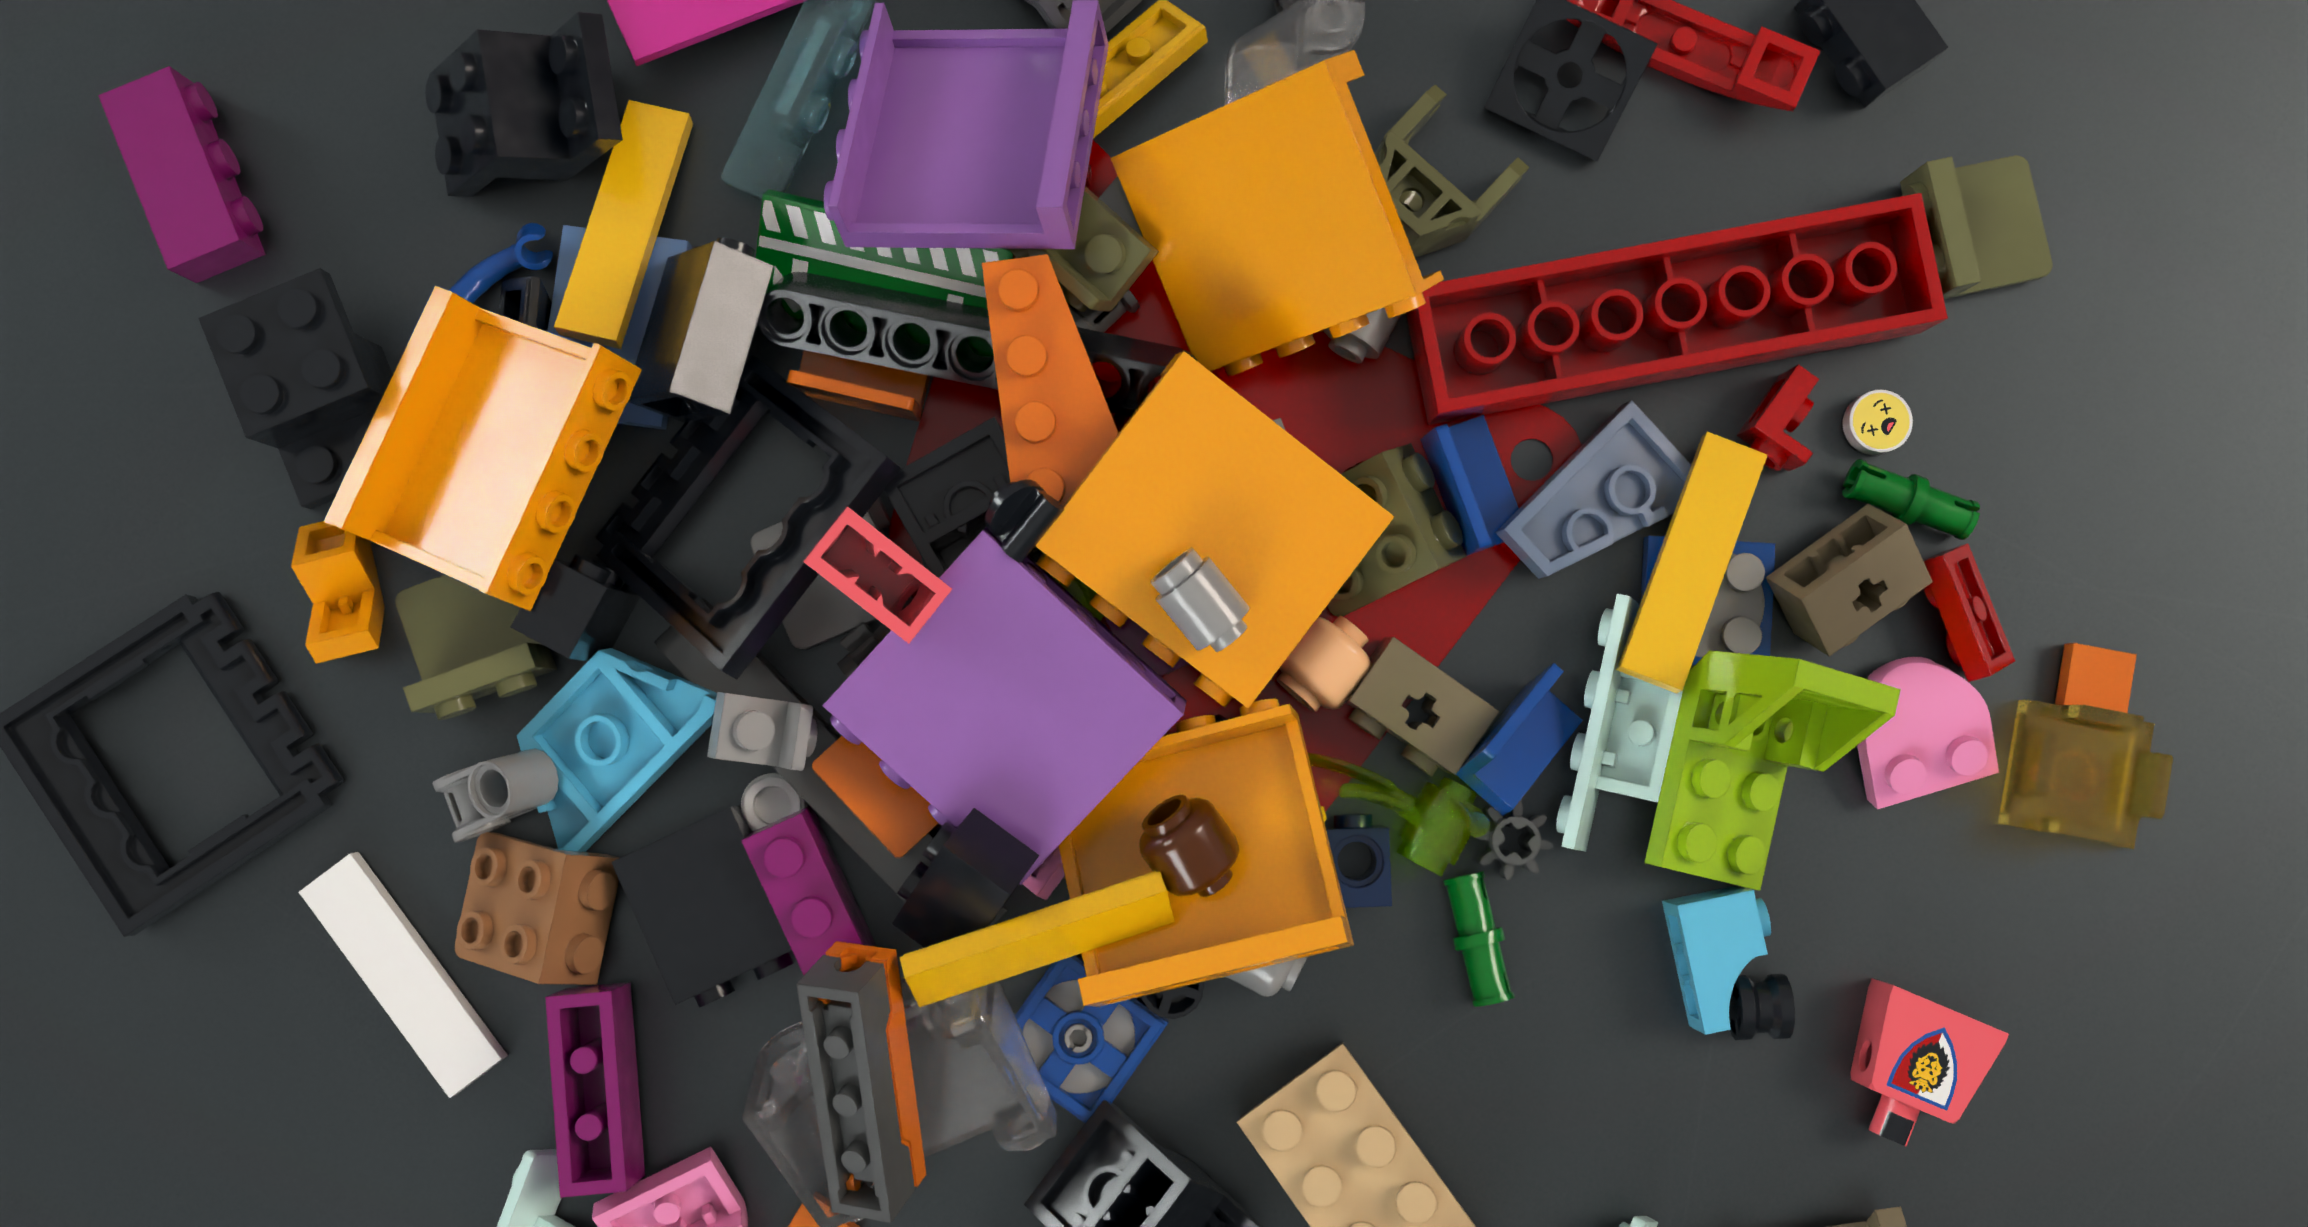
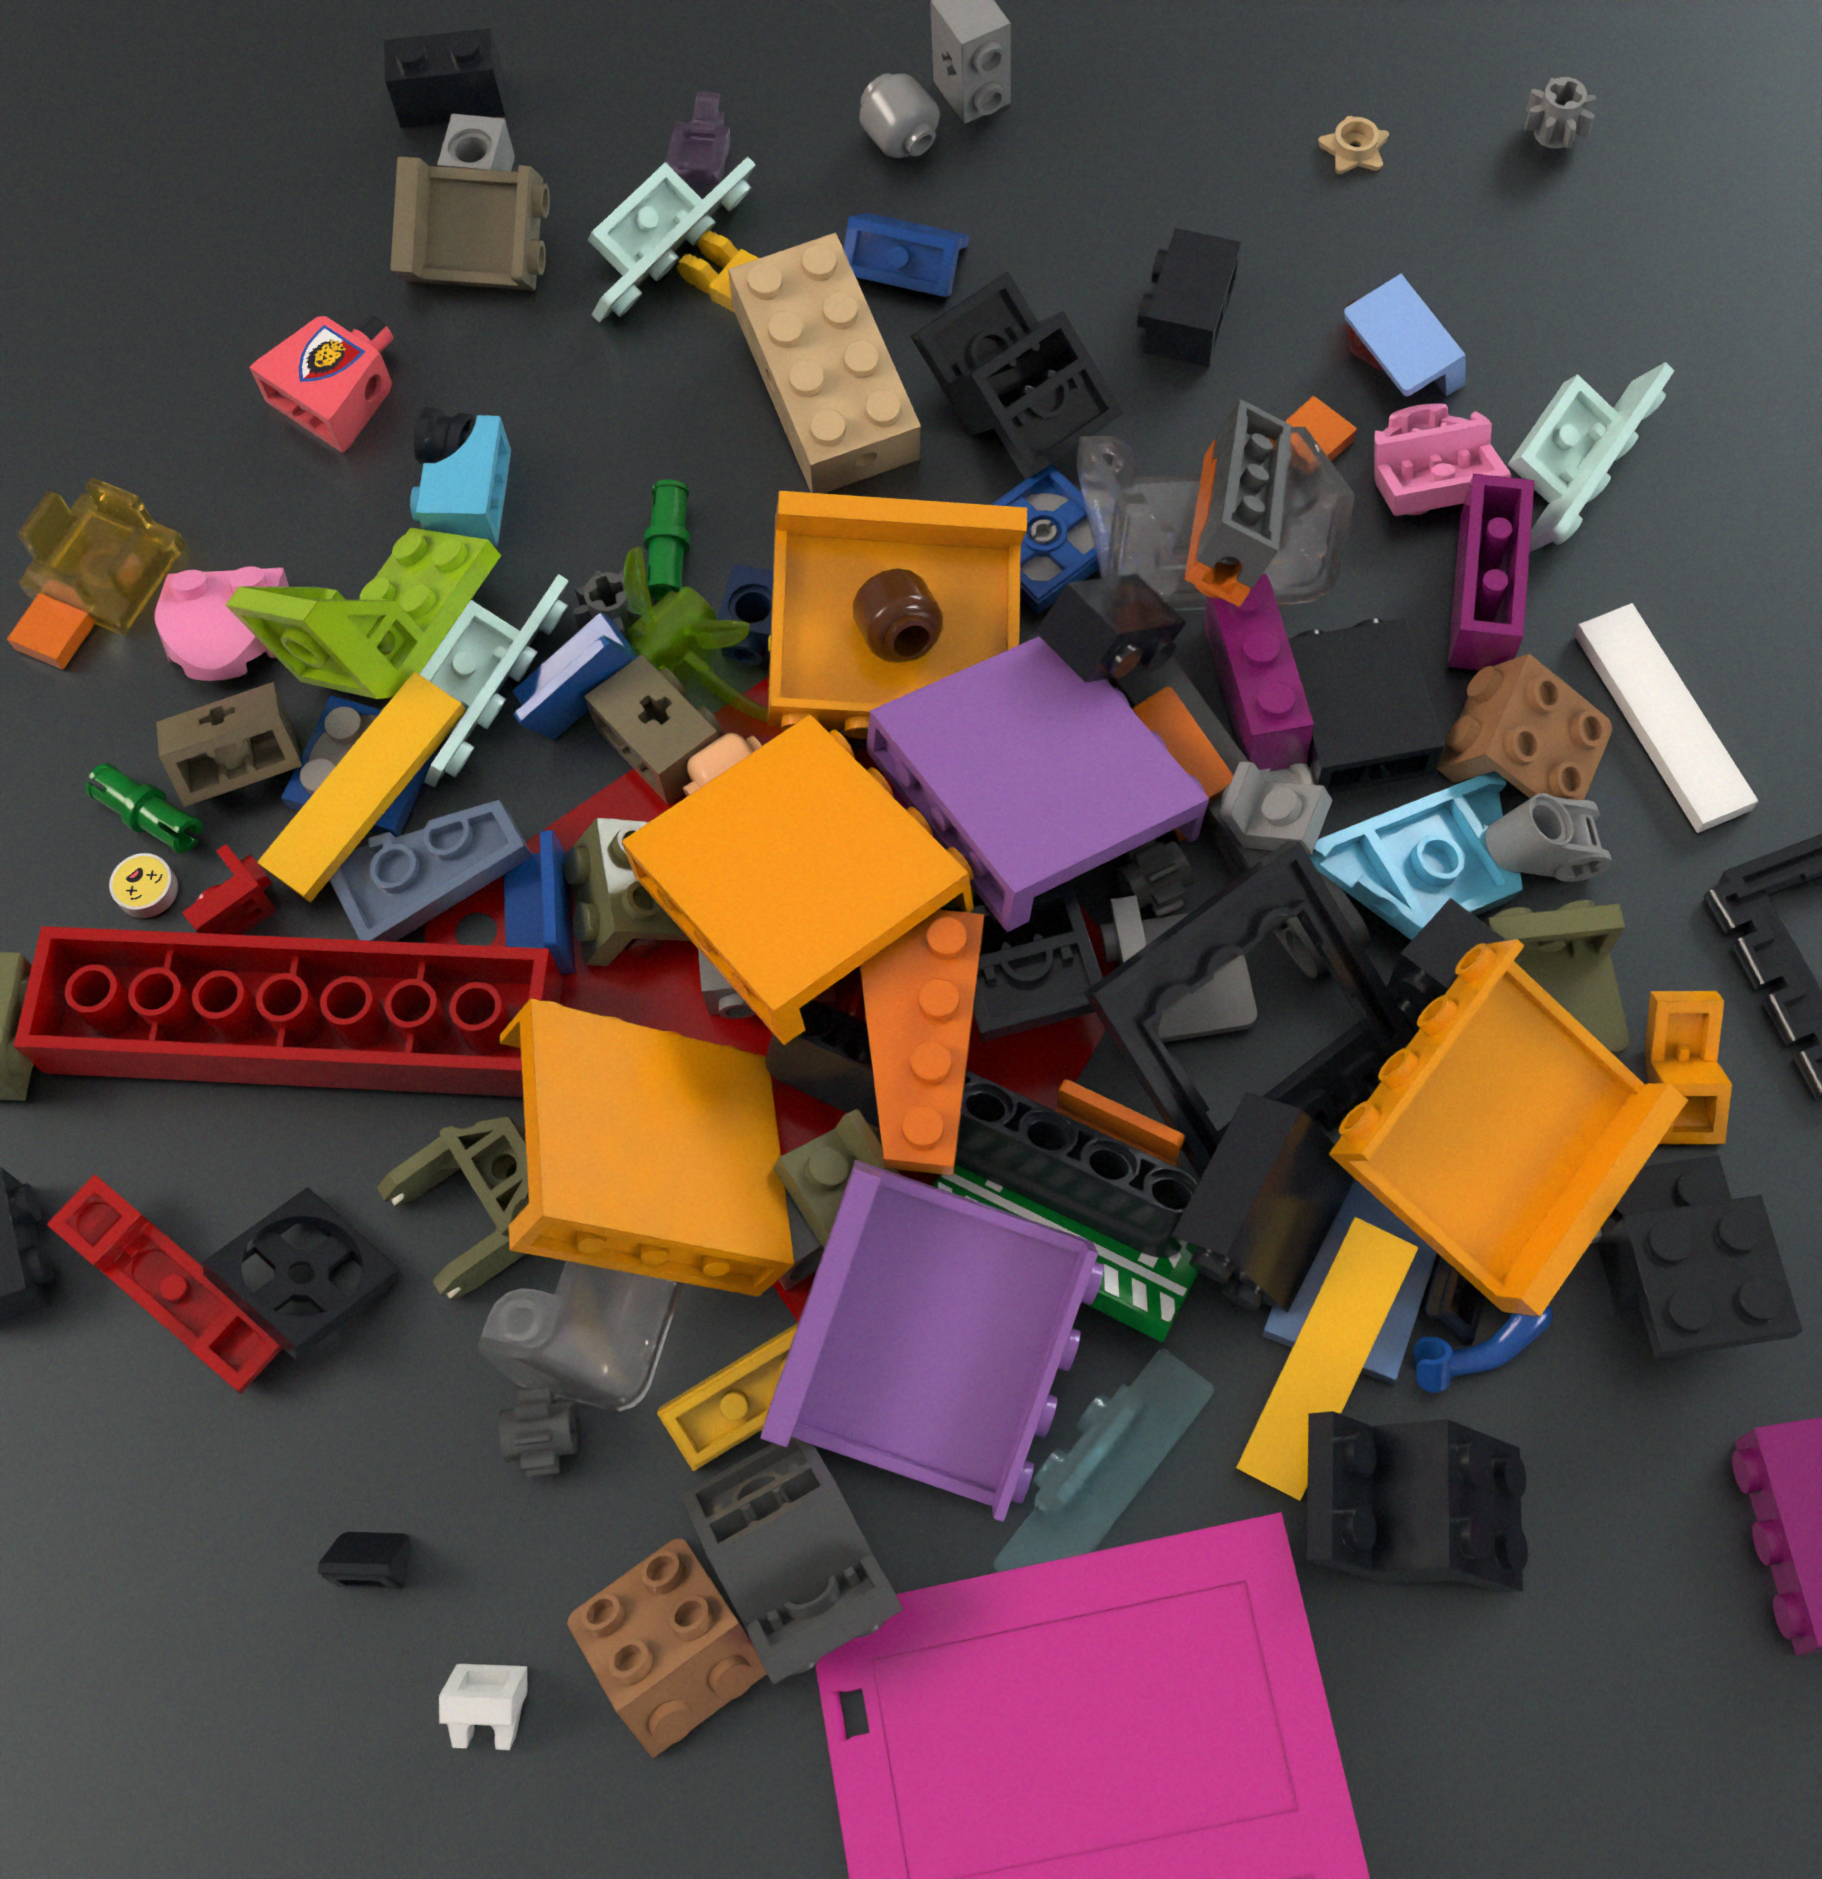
camera: 160 degrees left, 20 degrees down
(877, 574) = (1146, 886): coral torso -> none
(1021, 516) = (972, 898): black plate -> none
(1037, 938) = (1054, 569): yellow tile -> none
(1201, 601) = (824, 787): light grey brick -> none
(1972, 624) = (136, 701): red plate -> none

